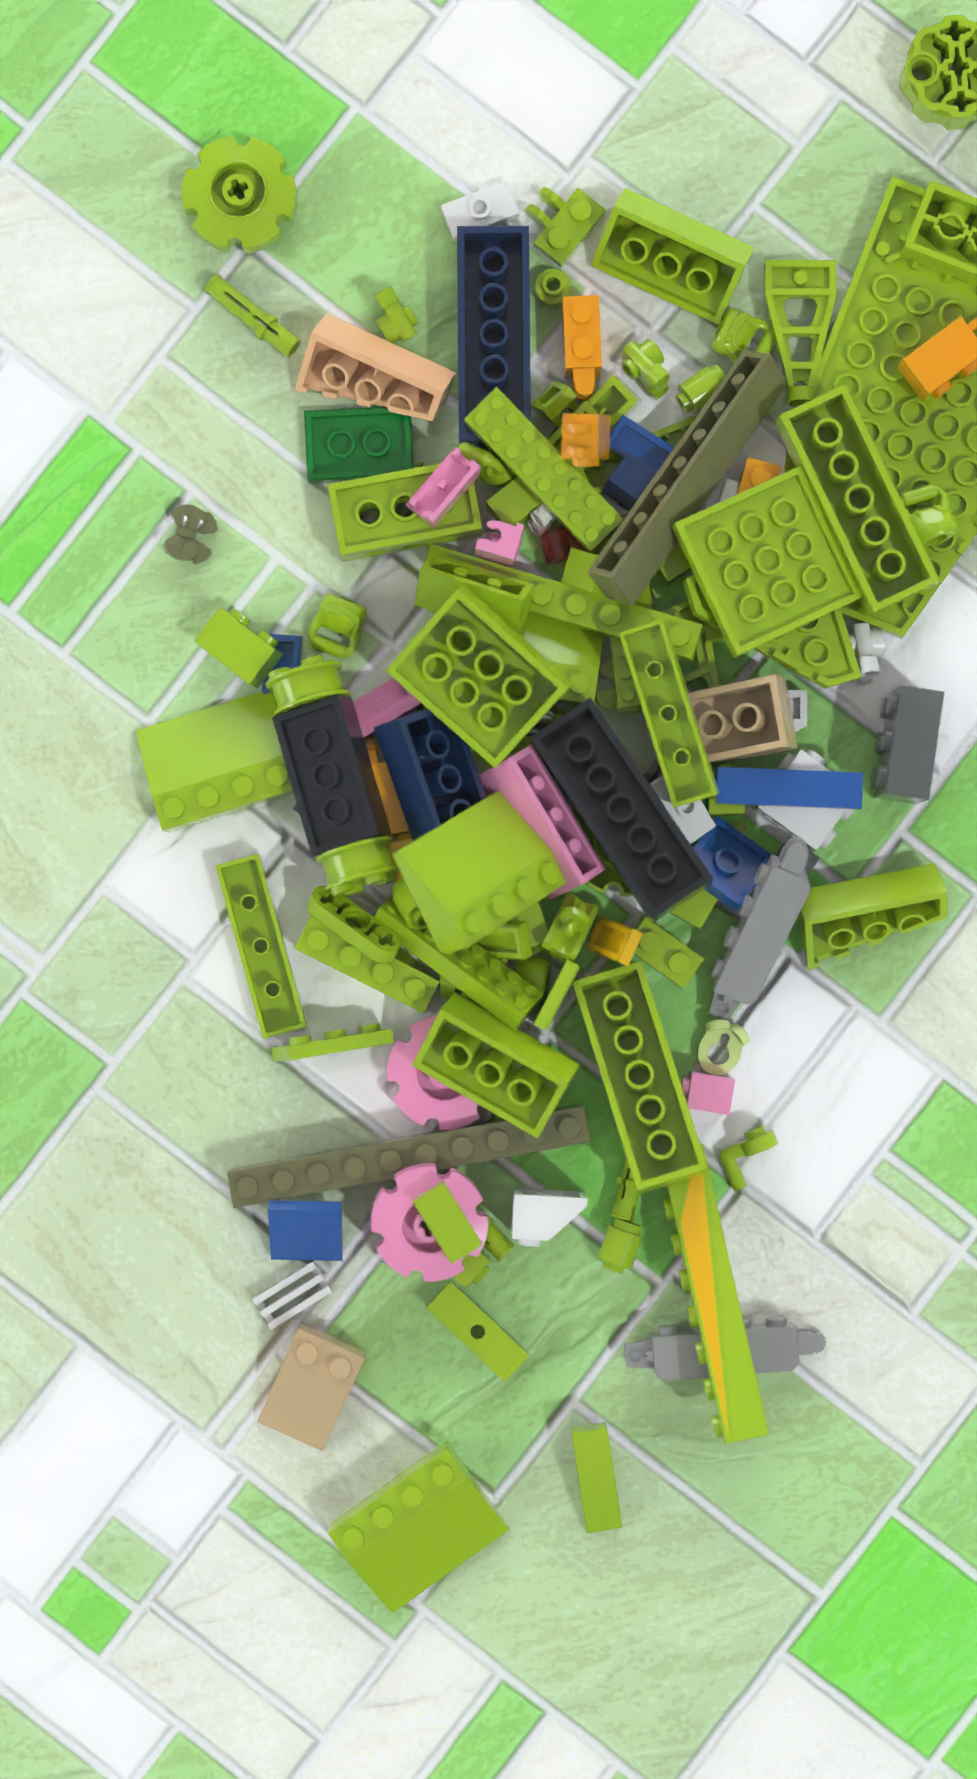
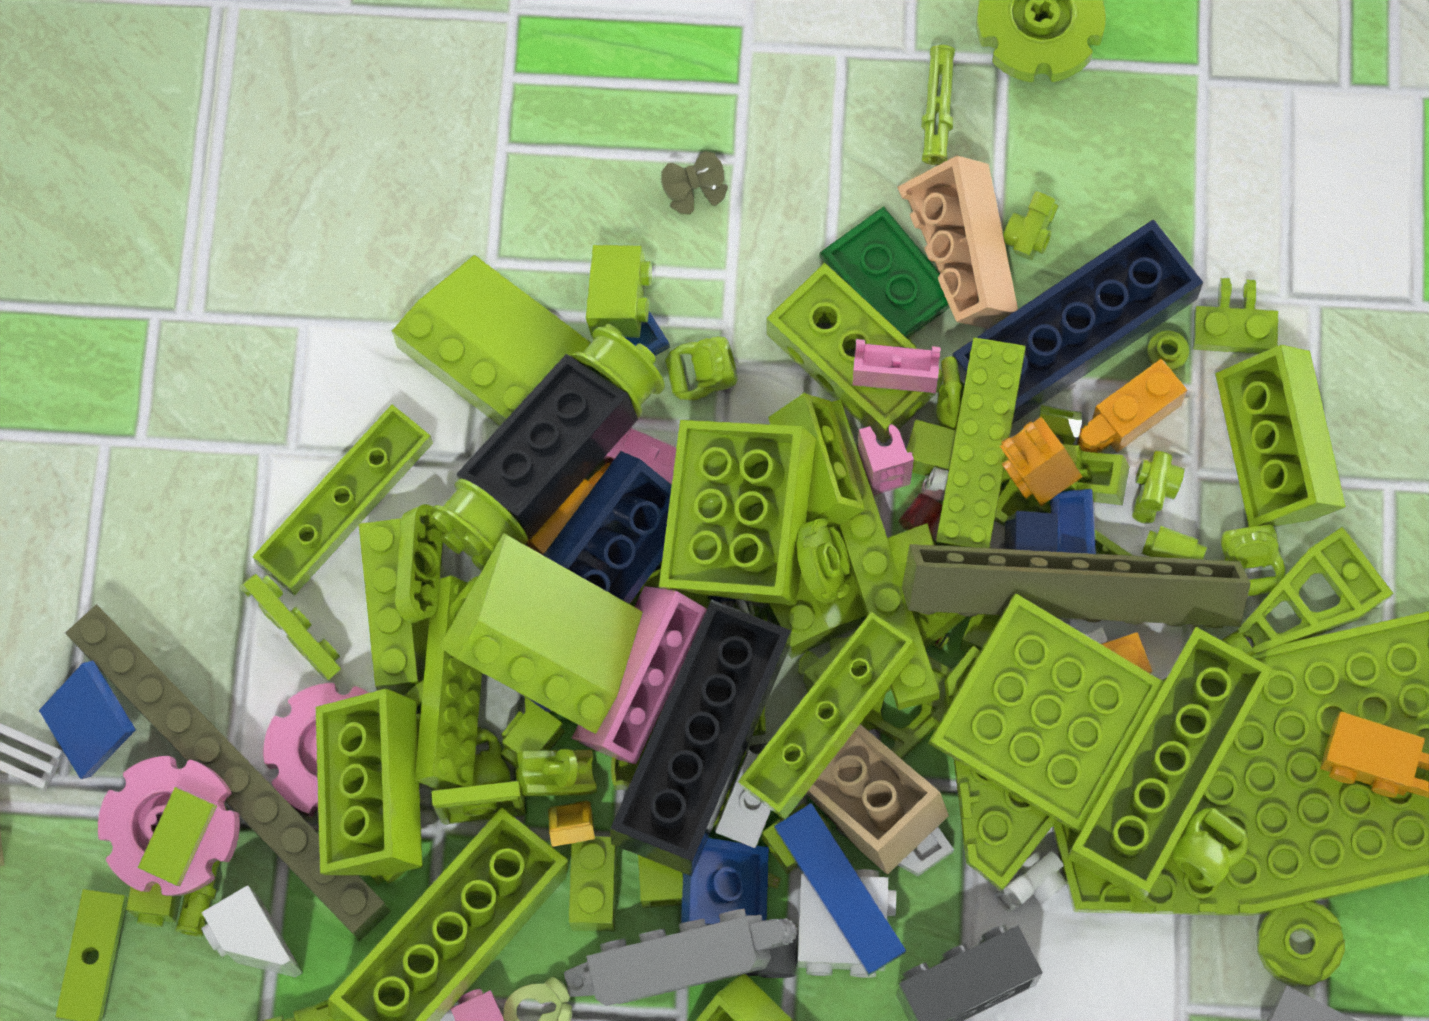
camera: 65 degrees right, 15 degrees down
(482, 208) = (1196, 241): white plate -> none
(508, 941) = (500, 714): lime tile -> none
(552, 640) = (823, 561): none -> lime tile

